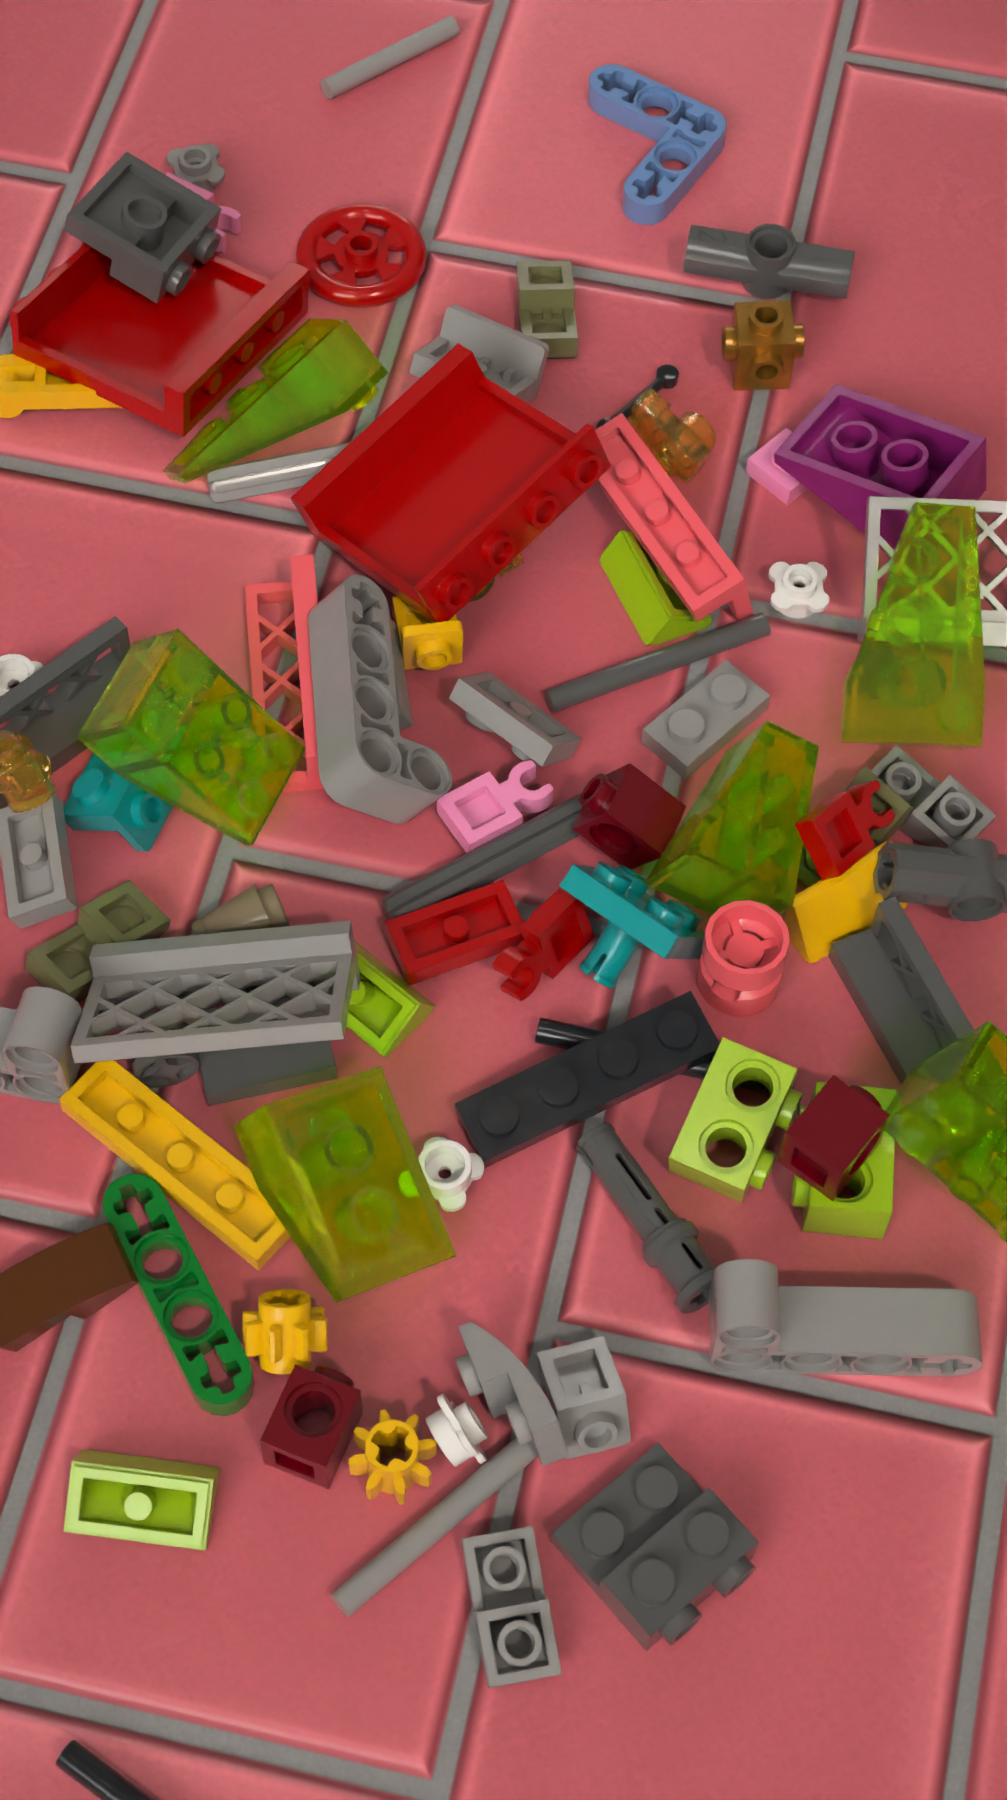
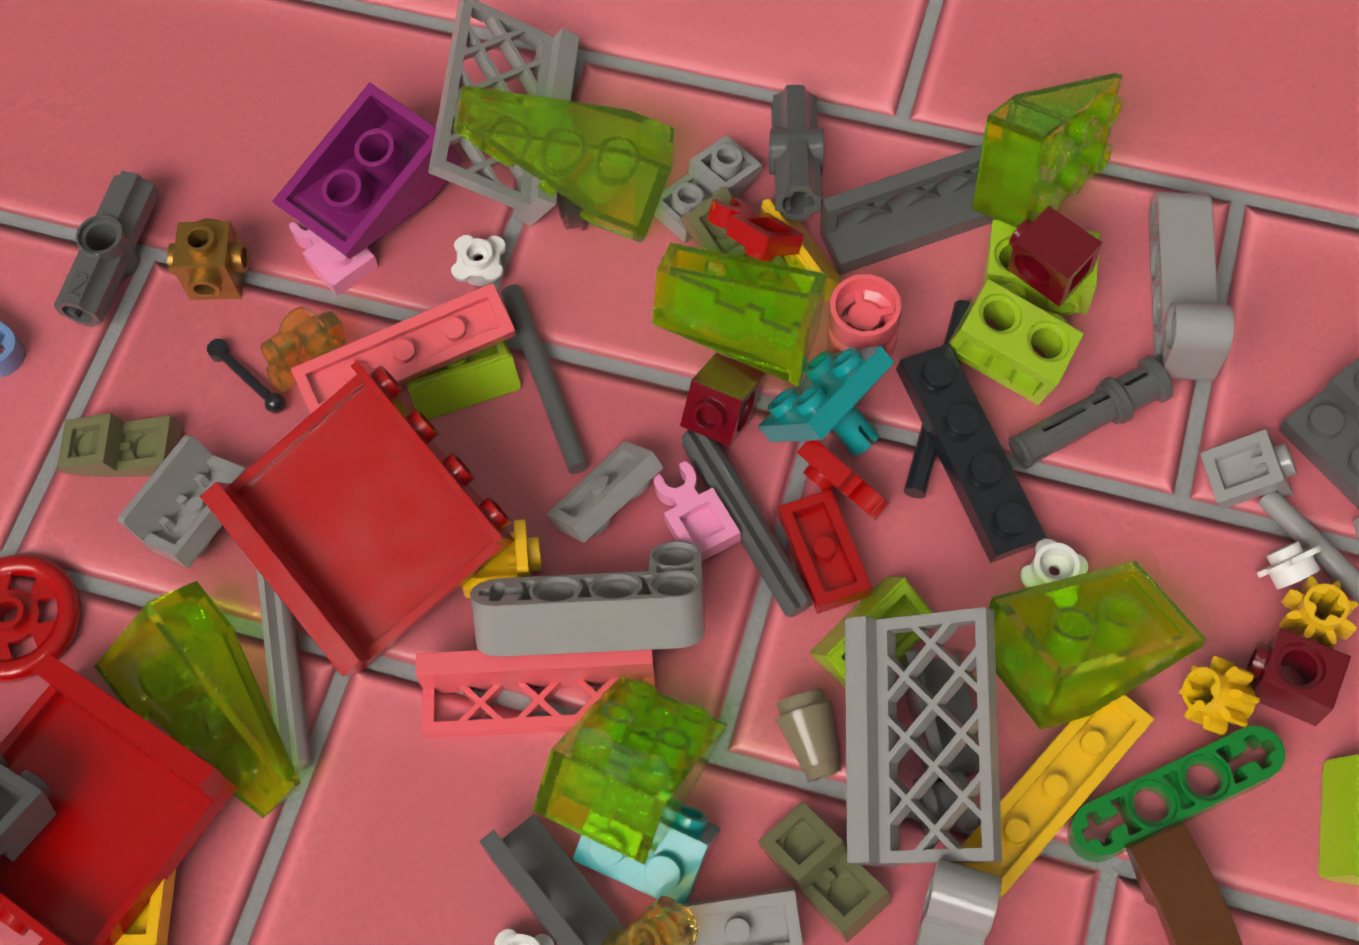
camera: 80 degrees left, 5 degrees up
(511, 1390) = (1251, 528): light grey slope -> none
(705, 719) = (607, 343): light grey plate -> none

